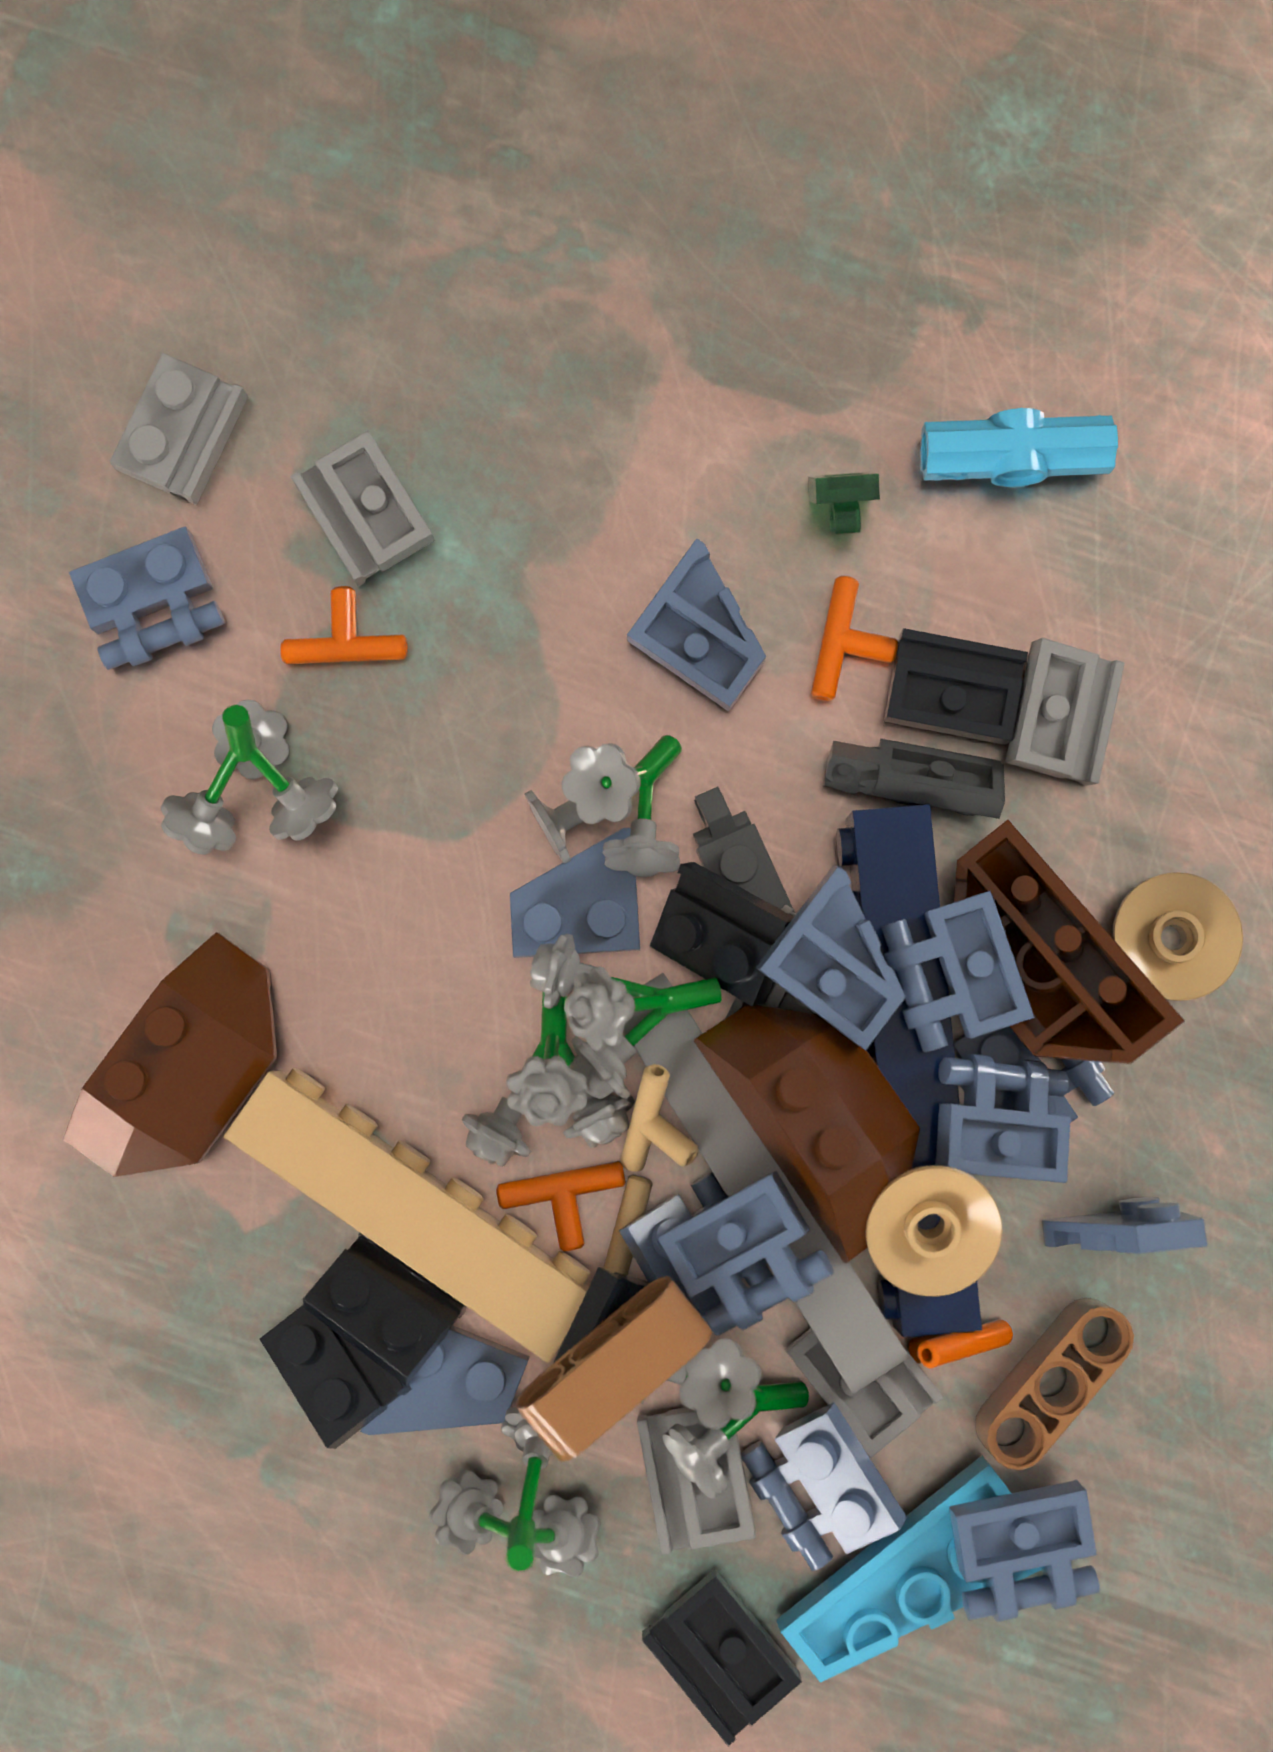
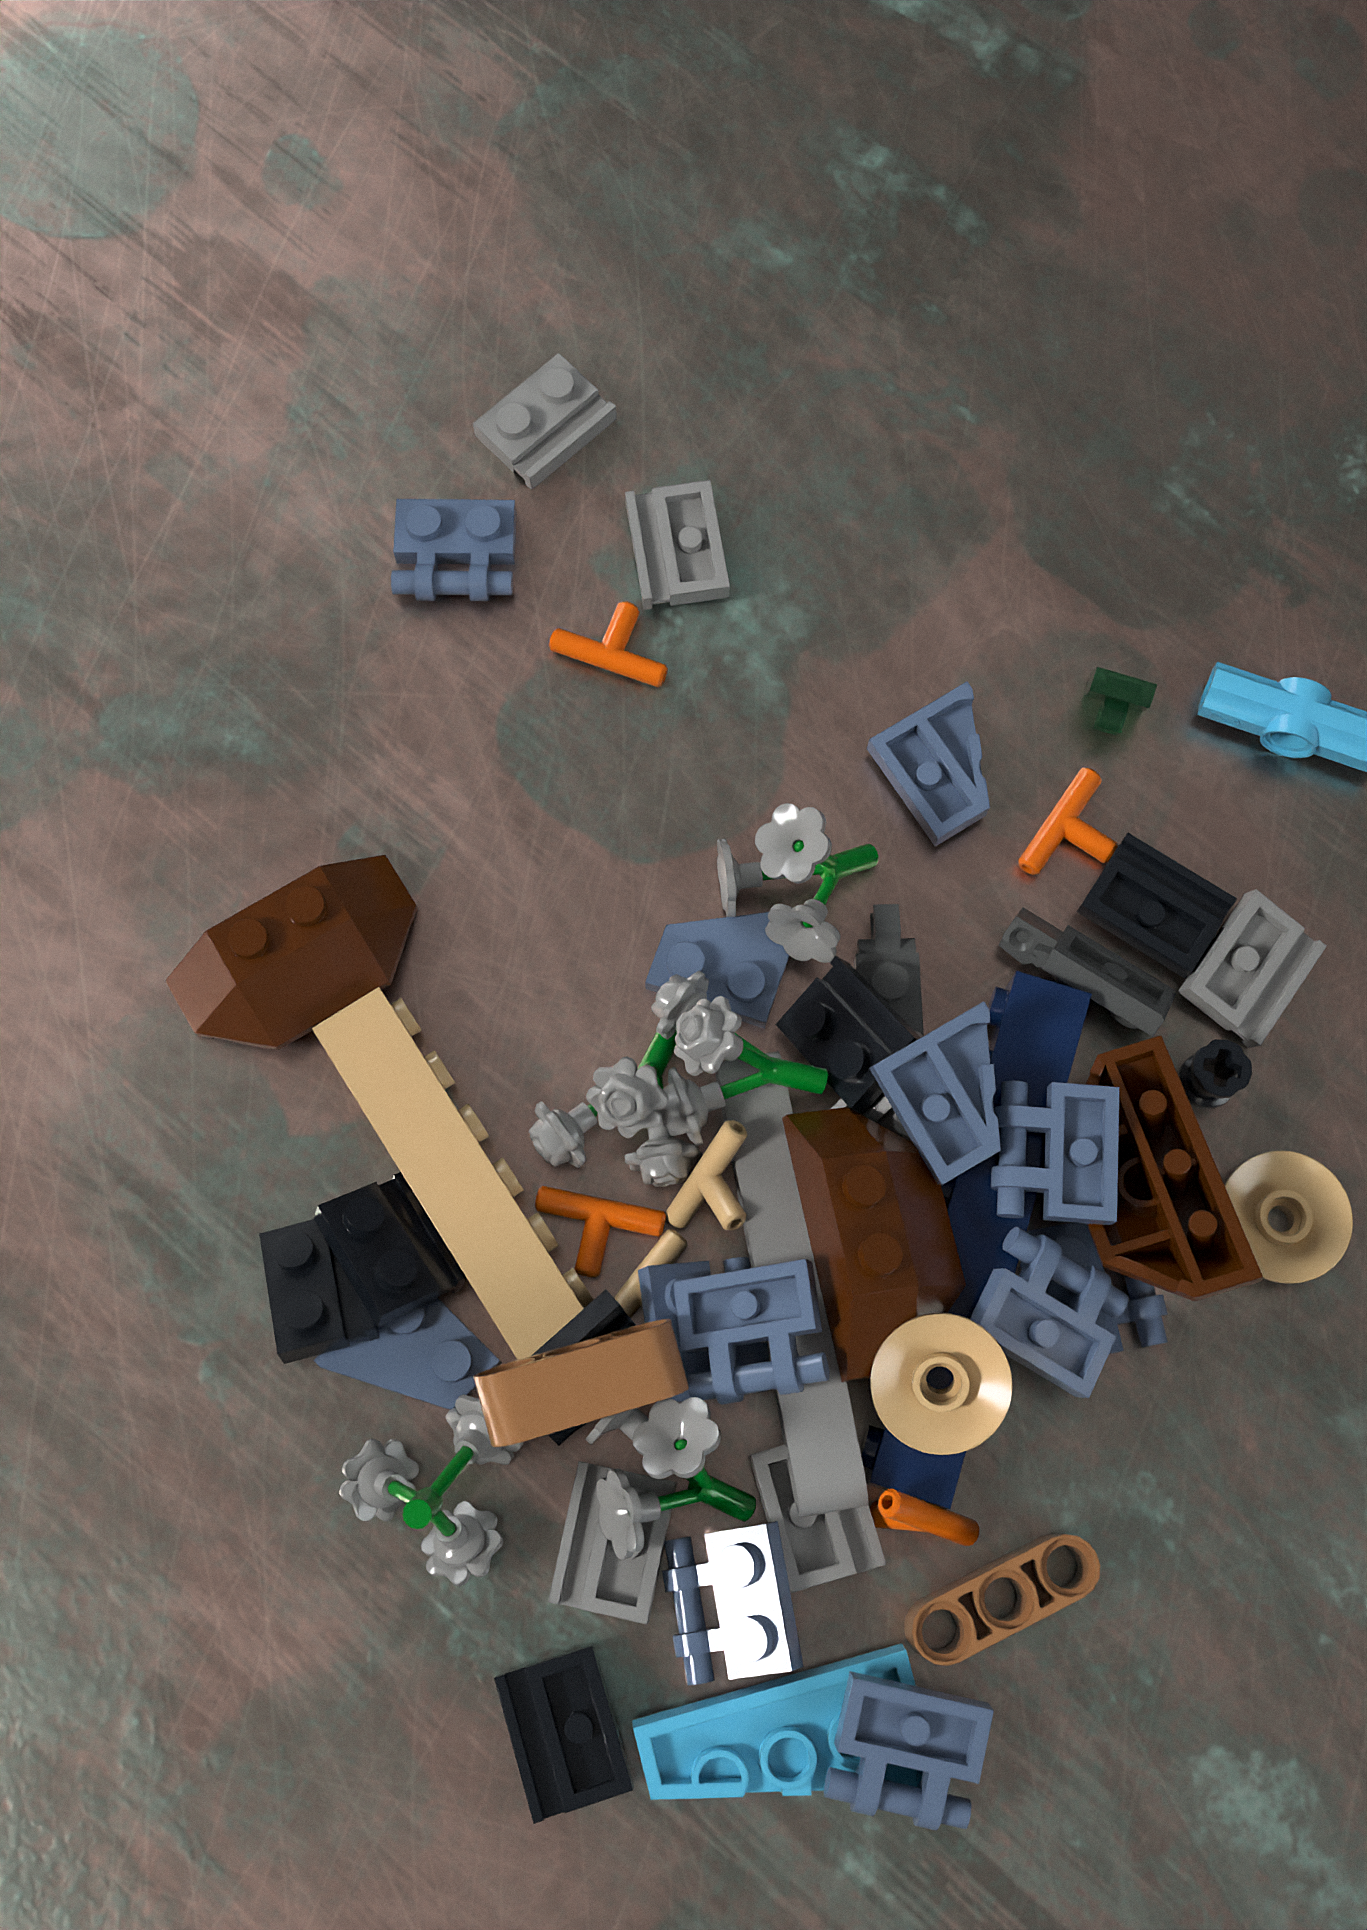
camera: 20 degrees right, 10 degrees down
(253, 745) = (492, 708): light grey plant -> none
(1073, 812) = (1227, 1062): none -> black bush
(1138, 1228) = (1150, 1474): sand blue wing -> none

